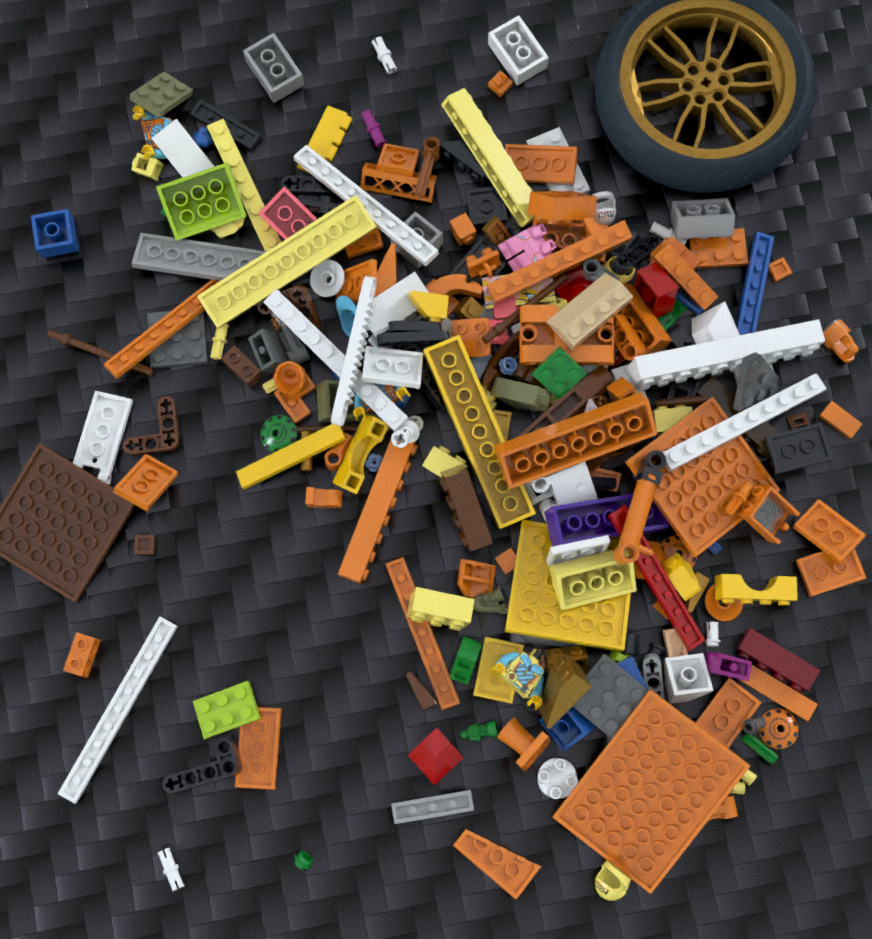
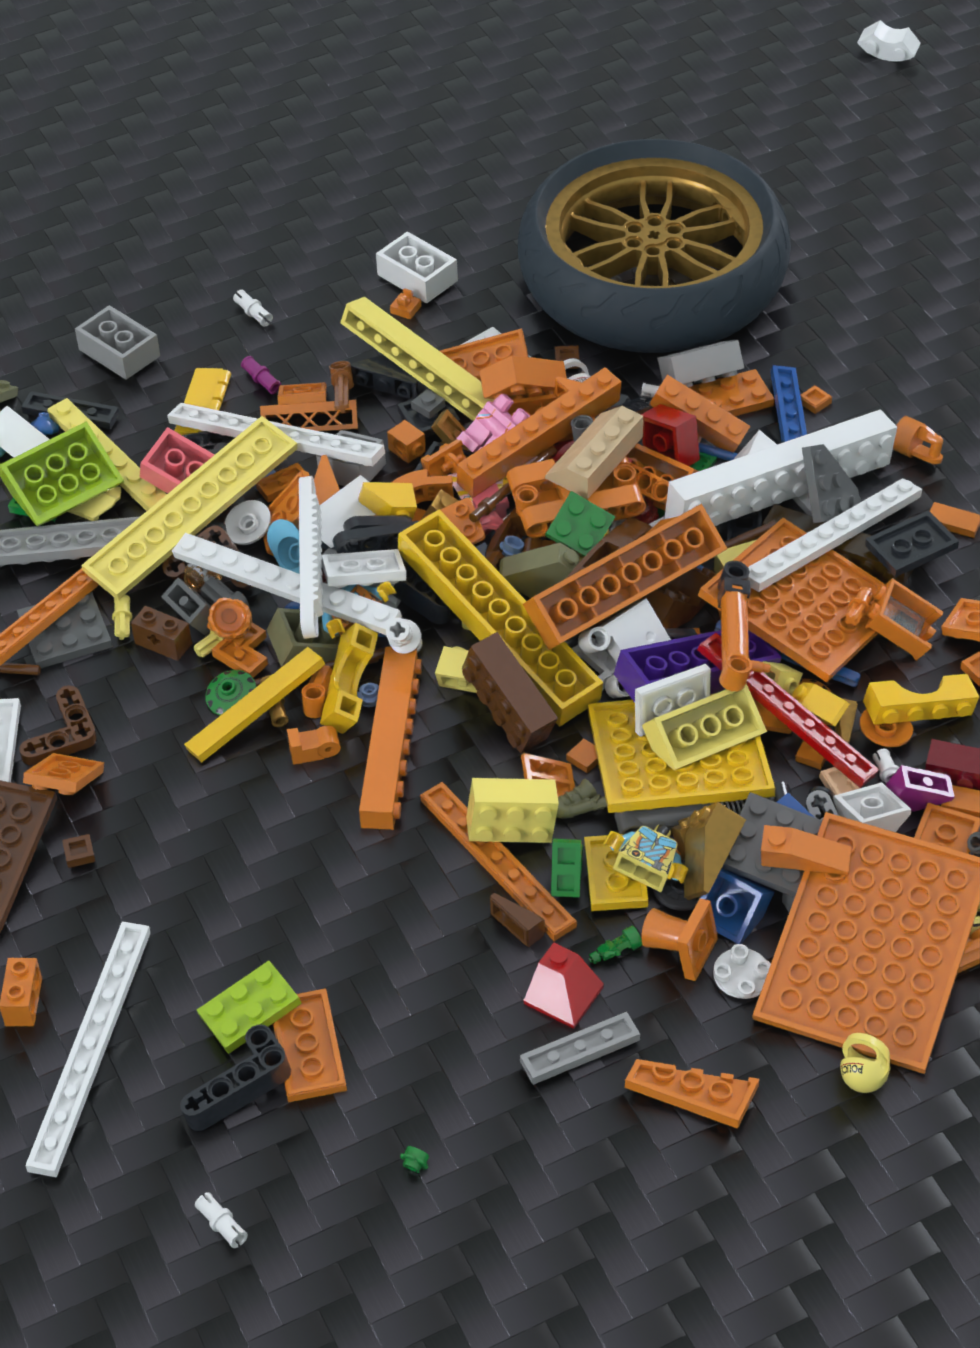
camera: 15 degrees left, 30 degrees down
(487, 198) = (428, 403): none -> dark grey plate
(606, 175) = (567, 352): none -> reddish brown plate
(624, 720) = (803, 851): none -> orange slope
(662, 542) = (784, 676): none -> light yellow brick

